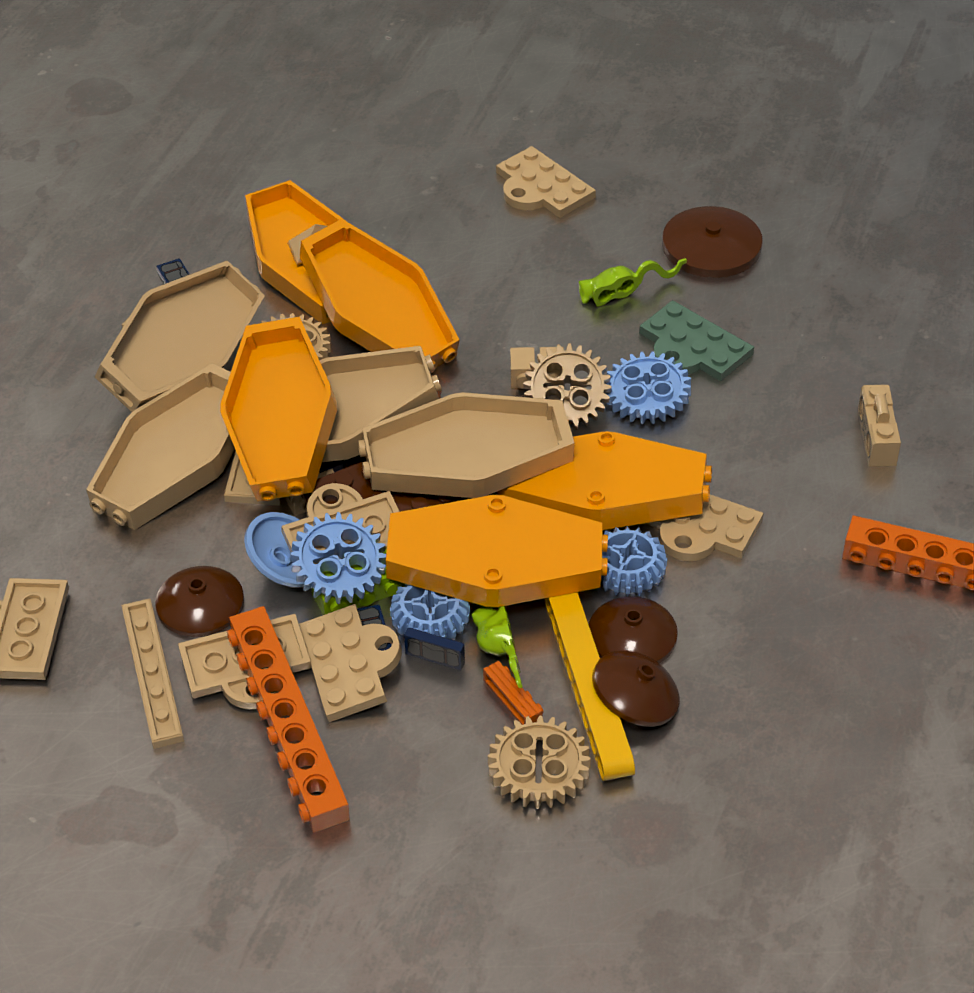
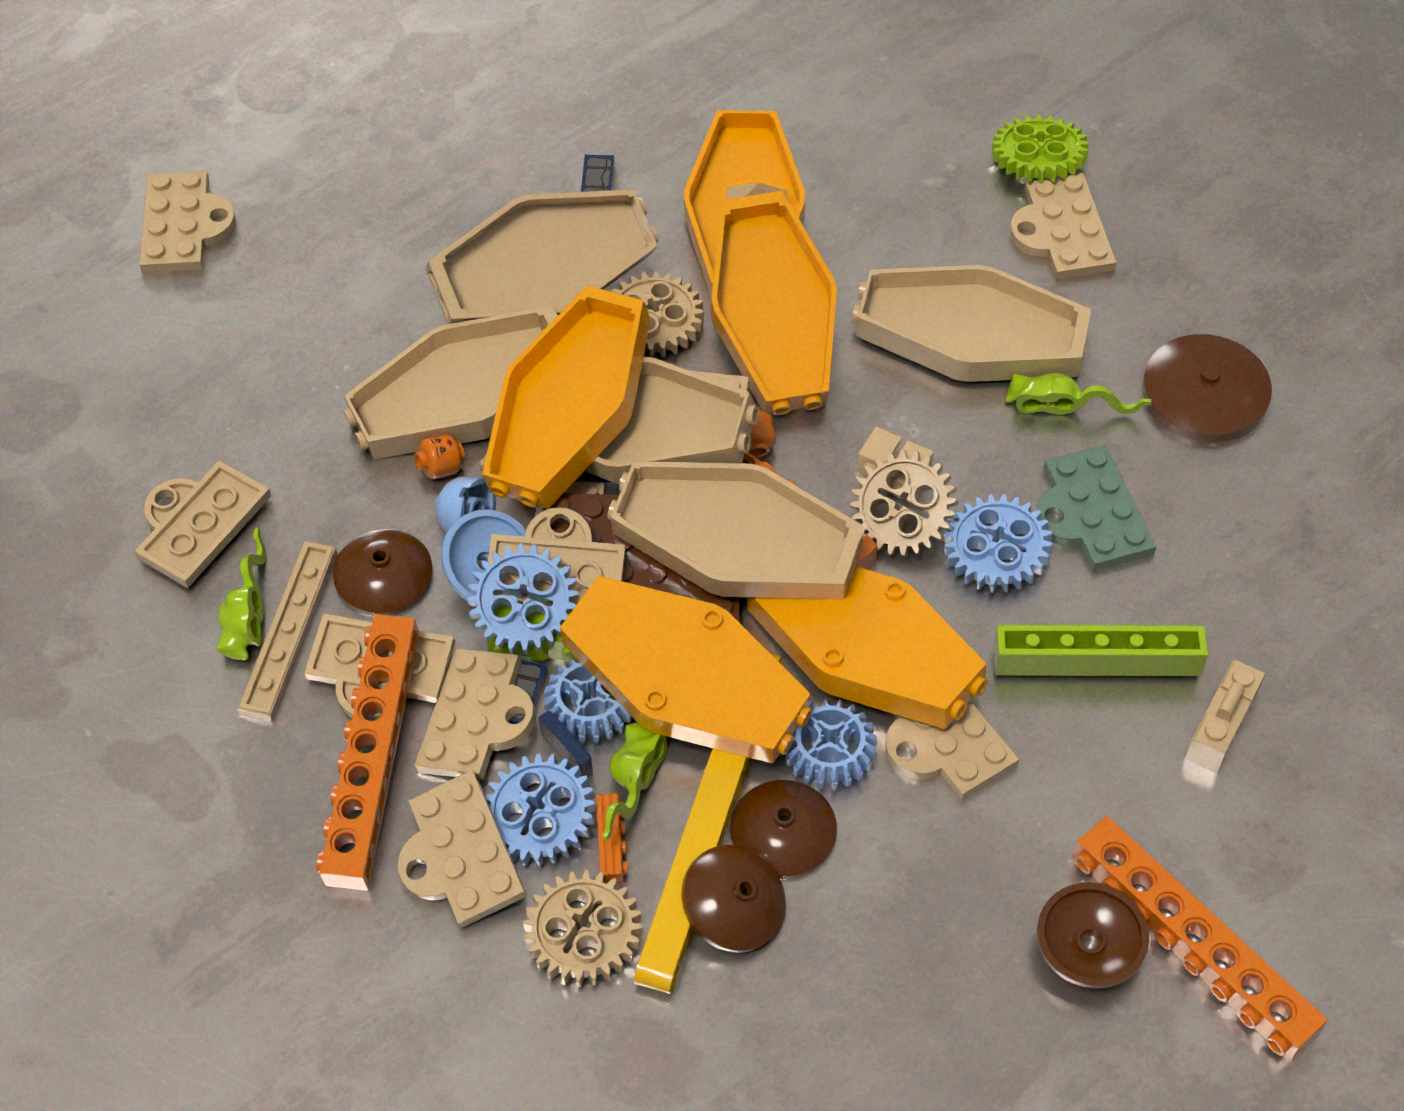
camera: 30 degrees right, 10 degrees up
(106, 675) = (243, 609): none -> lime animal
(191, 502) = (439, 456): none -> orange head
(232, 522) = (462, 497): none -> light blue cylinder
(408, 754) = (461, 851): none -> tan plate
(475, 697) = (566, 820): none -> light blue gear
(491, 141) = (1040, 148): none -> lime gear
(525, 261) = (971, 322): none -> tan container
(769, 420) = (1100, 650): none -> lime brick
(899, 592) = (1097, 916): none -> reddish brown dish

